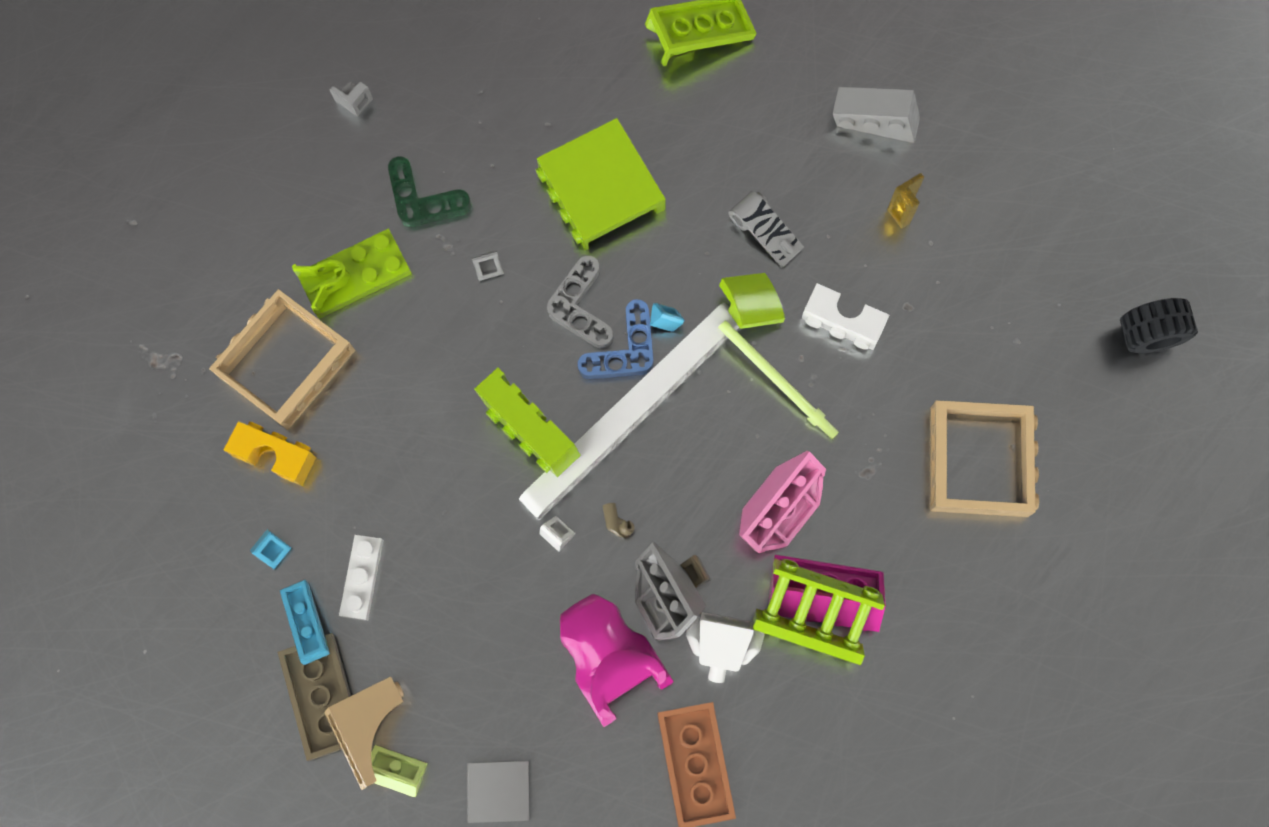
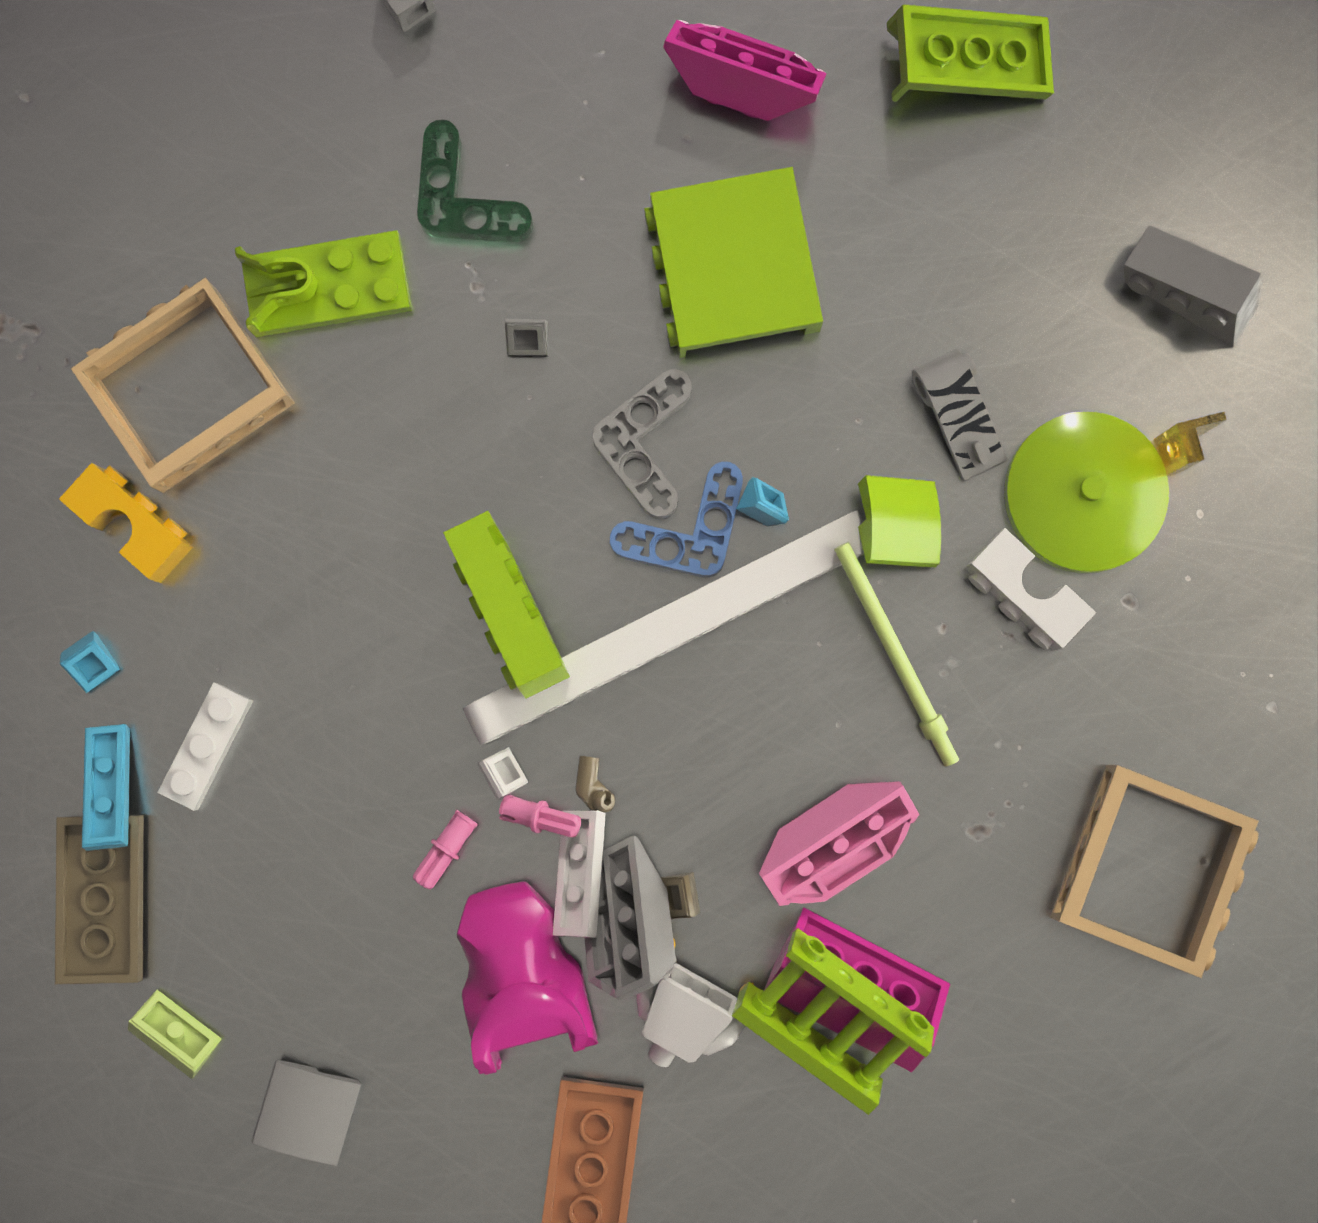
camera: 20 degrees right, 10 degrees up
(357, 721) = (139, 955): tan arch -> none
(535, 591) = (444, 850): none -> bright pink axle
(568, 76) = (742, 70): none -> dark pink wedge
(589, 550) = (539, 816): none -> bright pink axle
(626, 577) = (579, 878): none -> white plate
(858, 251) = (1086, 492): none -> lime dish

